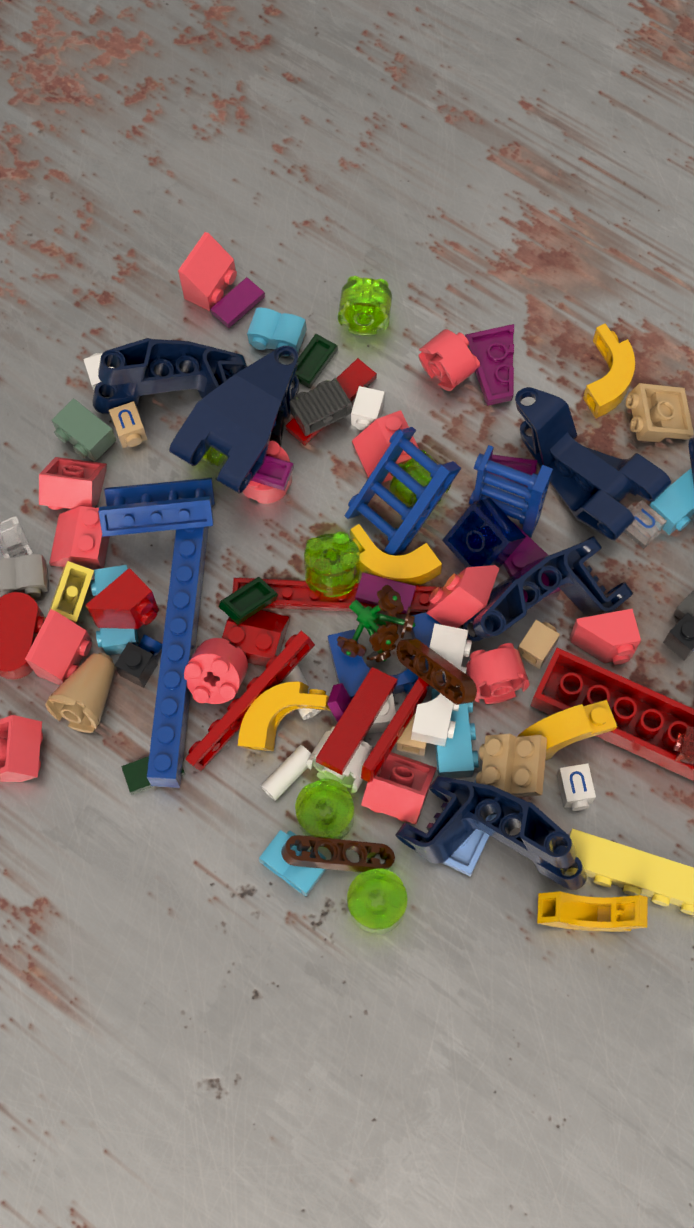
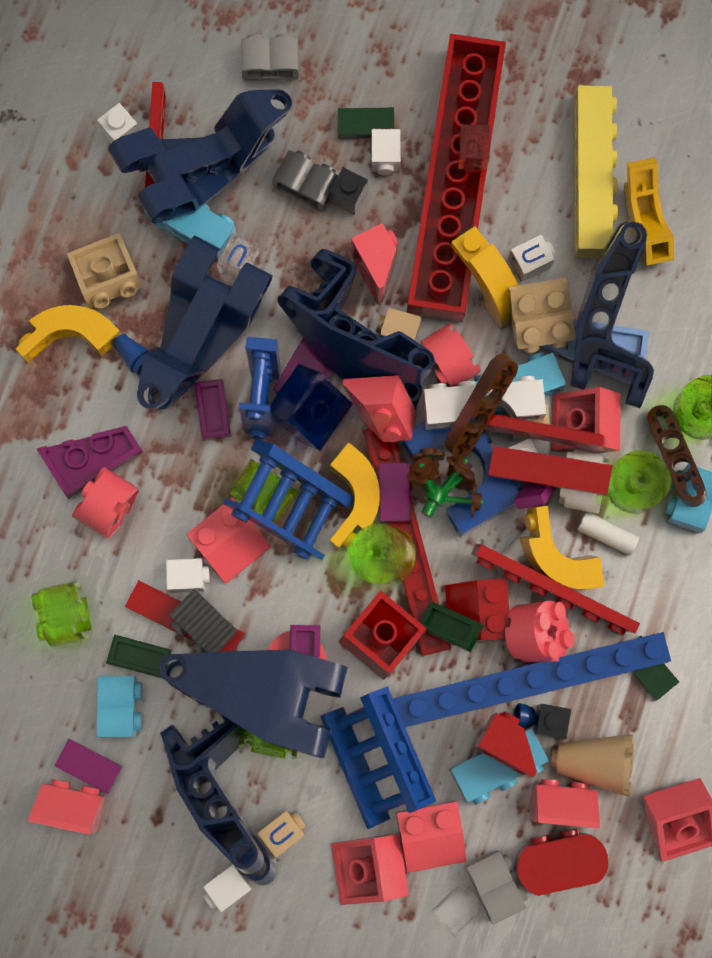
camera: 115 degrees left, 10 degrees up
(71, 590) = (501, 819): light yellow brick -> none
(83, 430) = (306, 880): sand green brick -> none
(260, 543) = (382, 635): none -> red slope
(583, 416) = (131, 352): none -> blue cone

